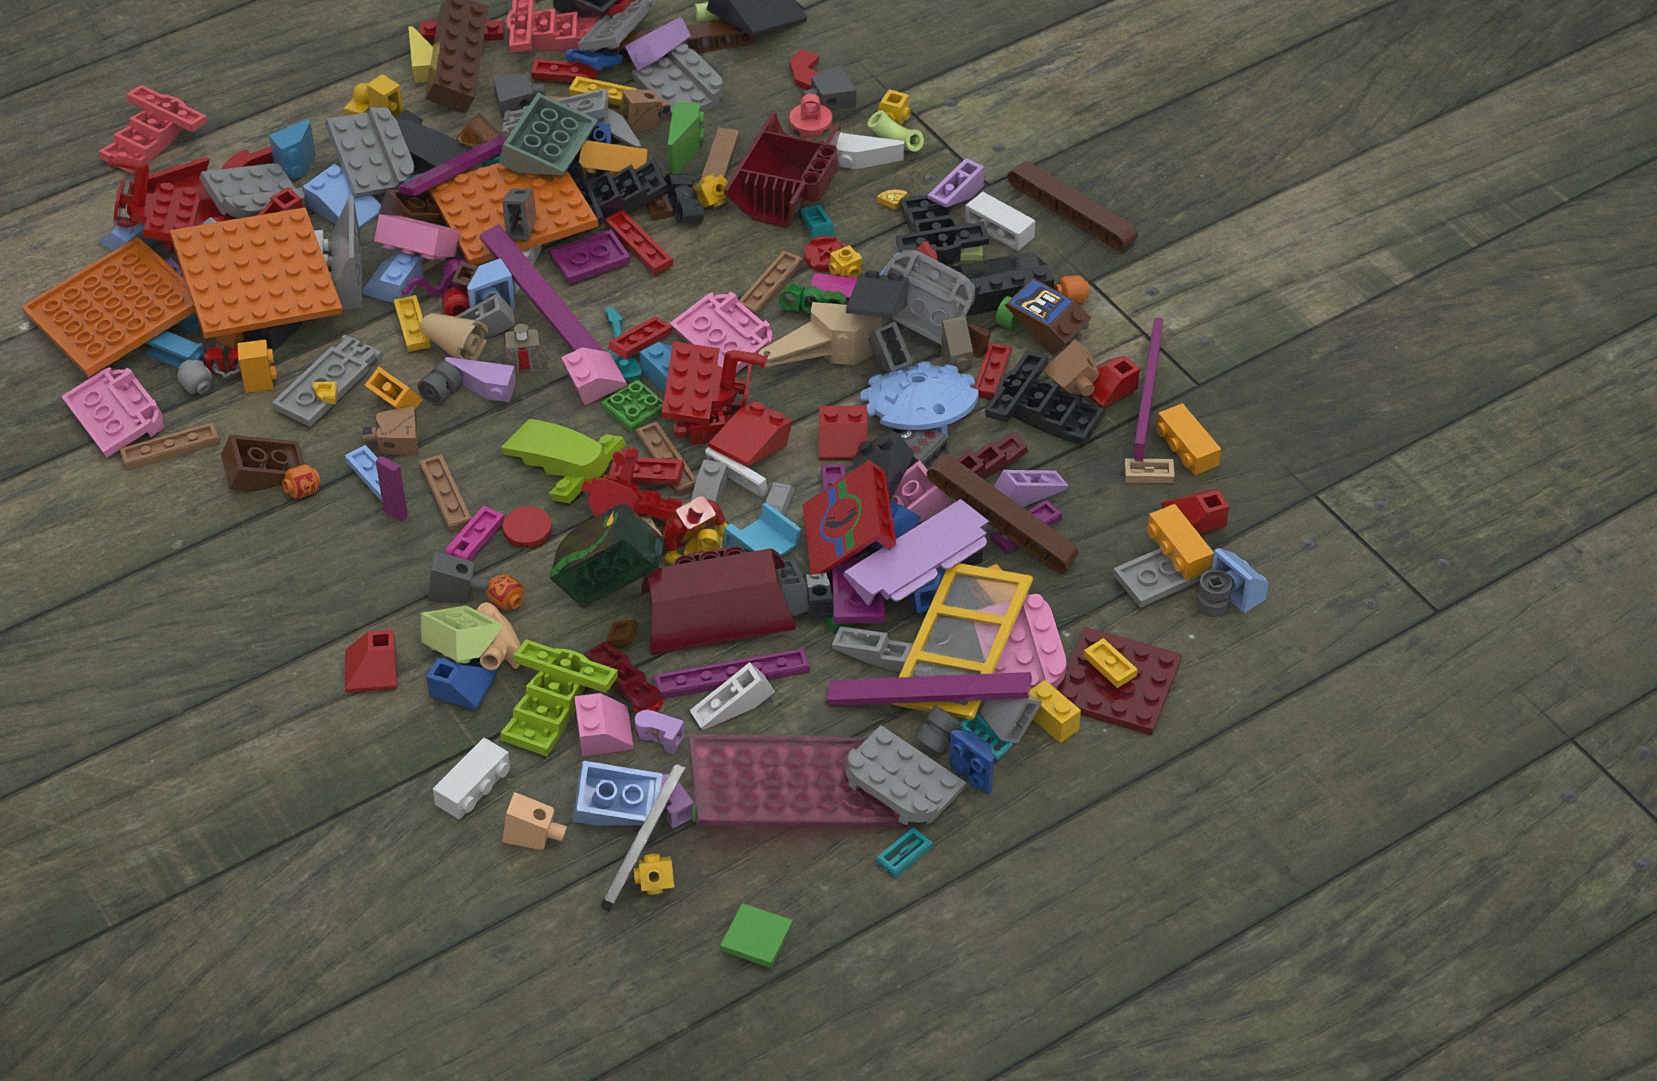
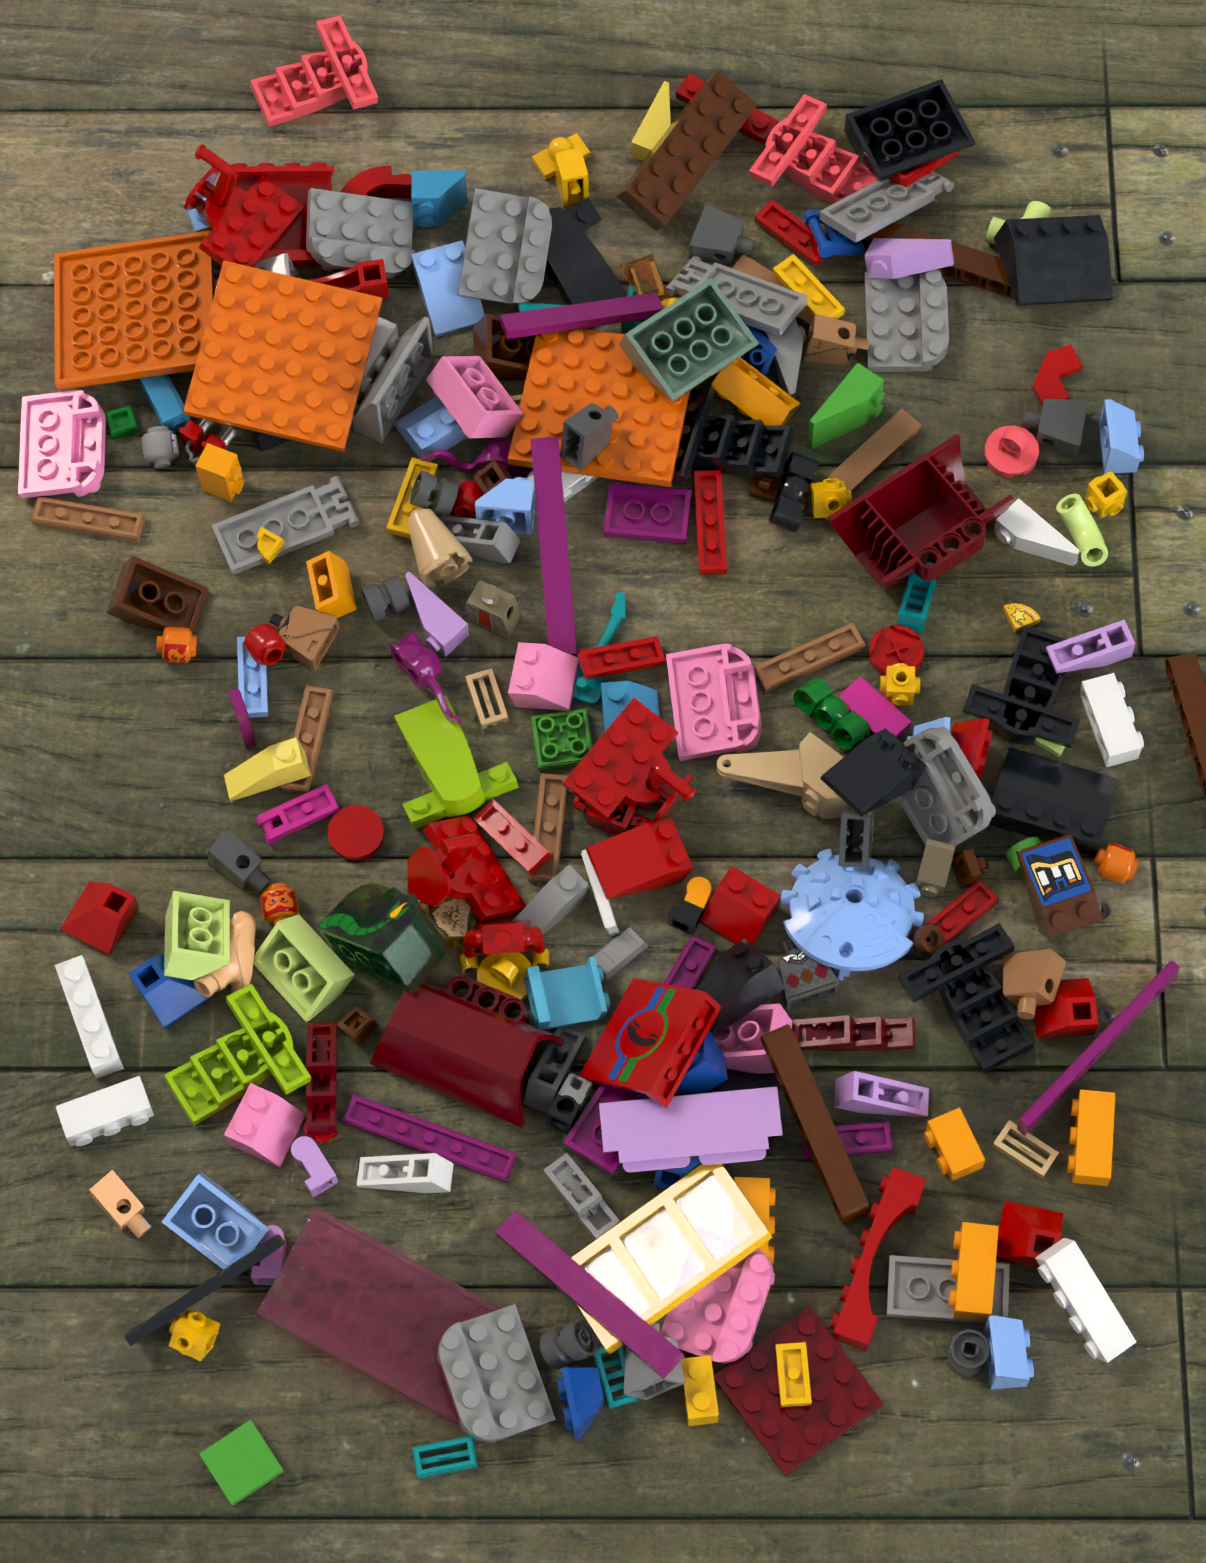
camera: 35 degrees right, 20 degrees up
(152, 380) = (121, 422): none -> green tile
(372, 443) = (264, 644): none -> red head
(413, 727) = (89, 1017): none -> white brick
(423, 303) = (443, 496): none -> dark grey wheel
(433, 515) = (268, 769): none -> light yellow slope
(501, 409) = (422, 668): none -> magenta animal
(553, 619) = (302, 967): none -> yellowish green slope
(557, 410) = (492, 718): none -> tan tile
(808, 453) = (693, 907): none -> leg
(874, 76) = (1119, 438): none -> light blue slope
(985, 385) = (928, 939): none -> reddish brown tile
(1102, 488) = (954, 1145): none -> light orange brick
(1121, 614) = (900, 1196): none -> red arch
(1266, 517) = (1085, 1300): none -> white brick

